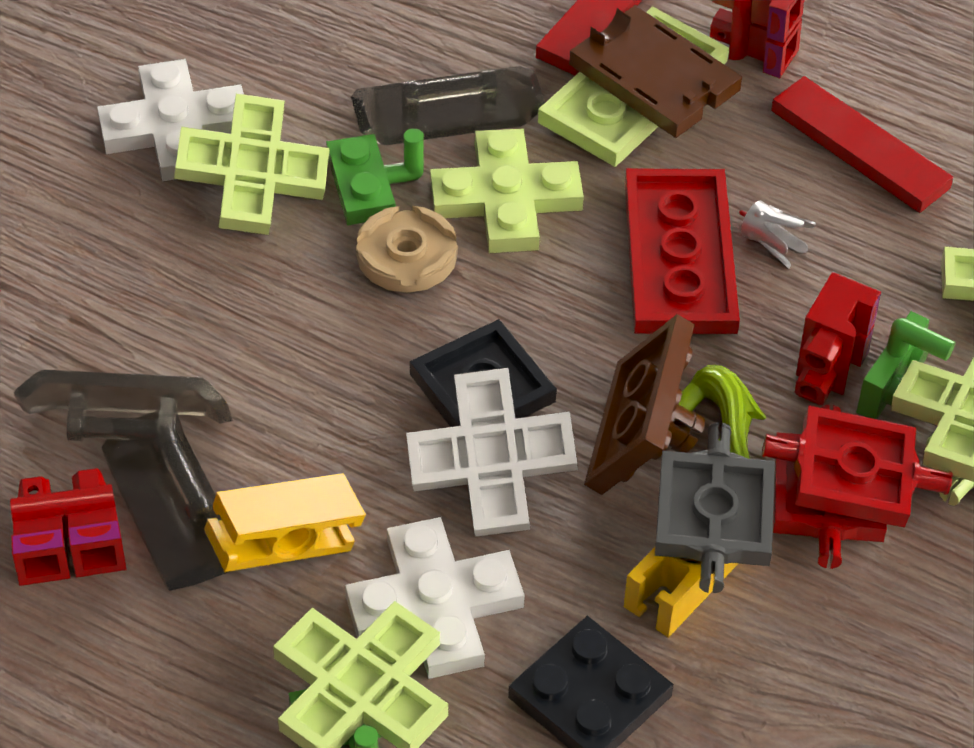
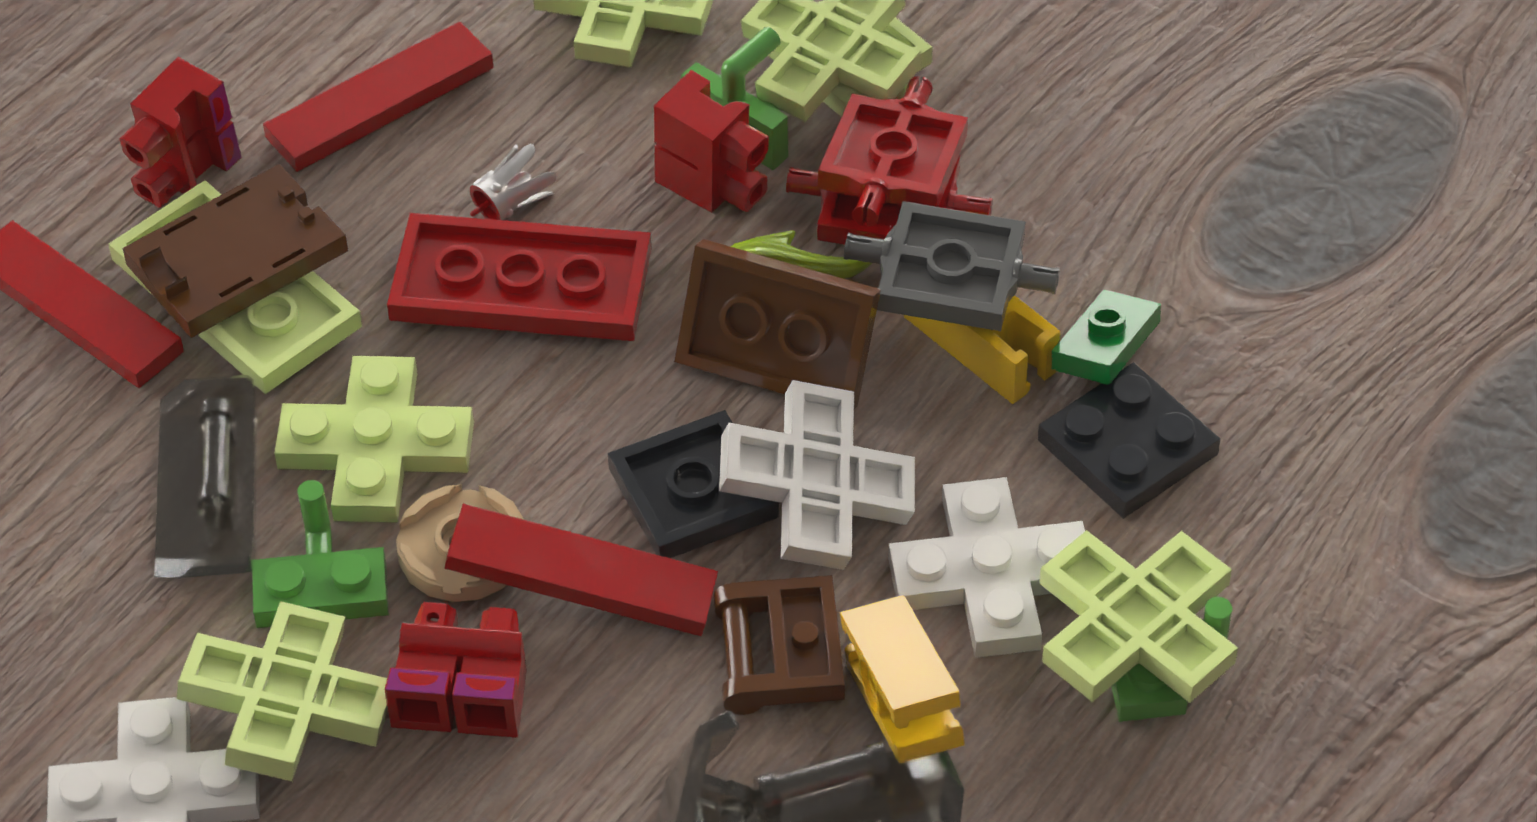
camera: 80 degrees left, 0 degrees up
(274, 263) = (458, 673): none -> red hips
(361, 459) = (802, 642): none -> reddish brown plate
(379, 318) = (581, 569): none -> red tile
(695, 658) = (1106, 336): none -> plate

